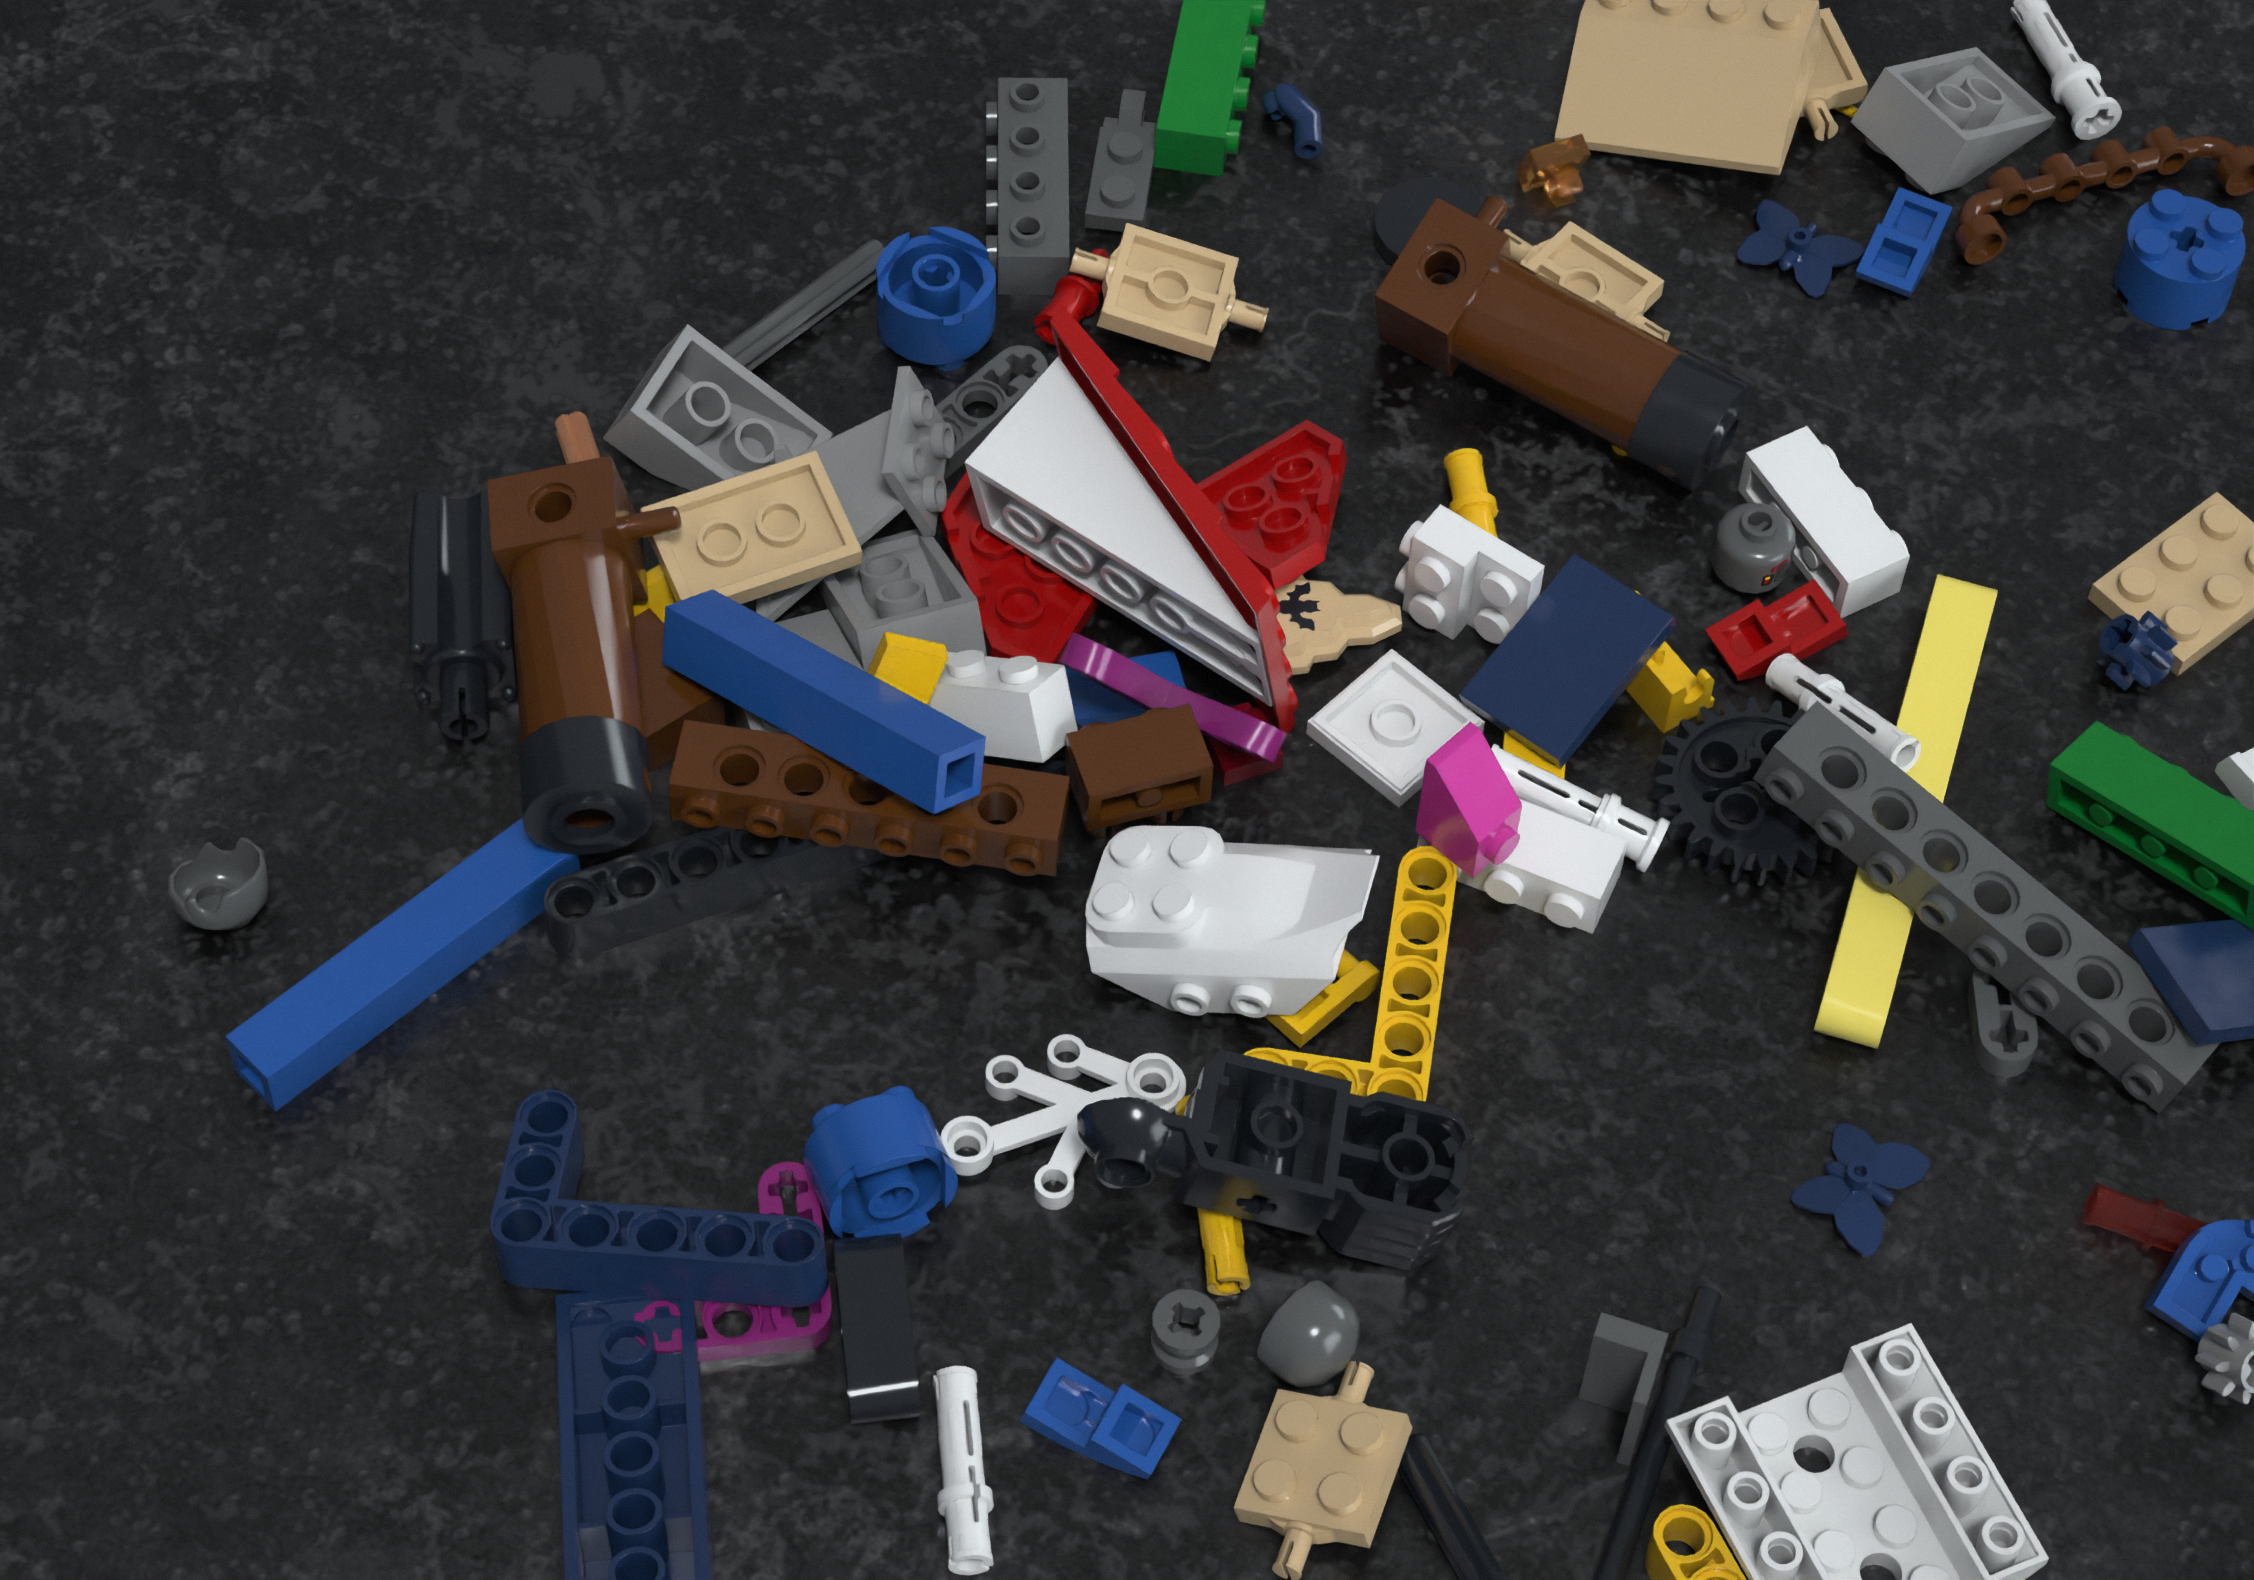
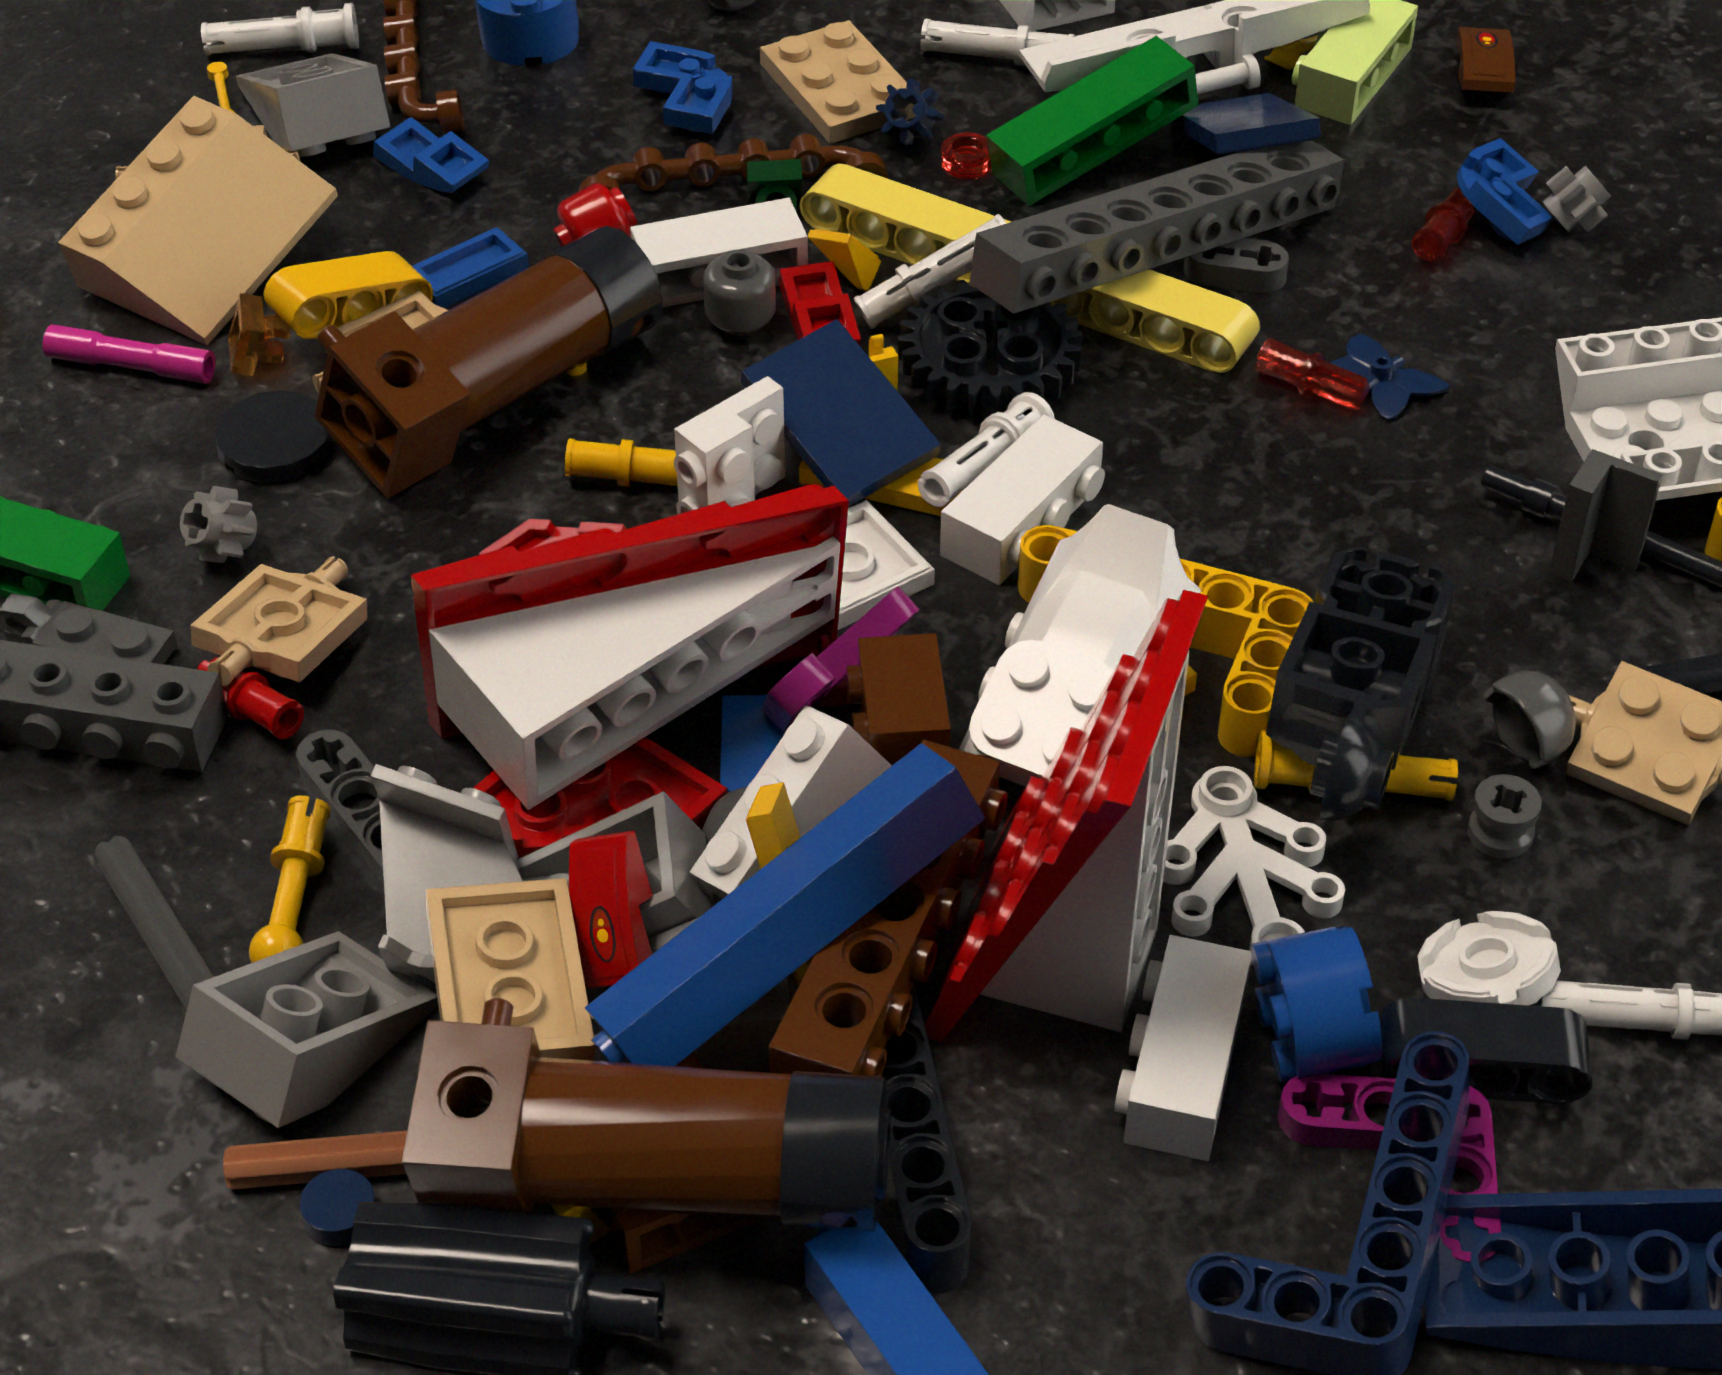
camera: 75 degrees left, 10 degrees down
(789, 1073) = (1184, 1047): none -> white brick
(814, 395) = (297, 859): none -> yellow pin
(847, 586) = (605, 898): none -> red slope
(930, 907) = (1084, 853): none -> piece
(936, 297) = (213, 796): blue brick -> none
(980, 1323) = (1490, 961): none -> white tile
(1101, 1424) = (1592, 897): blue slope -> none
(1277, 212) = (218, 524): none -> light grey gear
(1305, 116) = (96, 495): dark blue arm -> none
(1468, 803) = (1012, 480): dark pink slope -> none
(1507, 113) = (162, 359): none -> dark pink piece
(1628, 216) = (340, 290): none -> yellow beam
(1738, 319) = (472, 266): none -> blue tile
(1794, 247) = (401, 219): dark blue piece -> none
(1824, 1106) = (1312, 374): none -> clear red axle
(1831, 402) = (591, 210): none -> red head
(1860, 636) = (849, 256): none -> yellow slope
(1961, 548) = (774, 180): none -> dark green tile
(1987, 33) = (219, 72): none -> yellow hinge
(2016, 628) = (729, 164): none -> reddish brown bar
(2111, 713) = (965, 156): none -> clear red tile
(2124, 450) = (696, 85): none -> blue plate

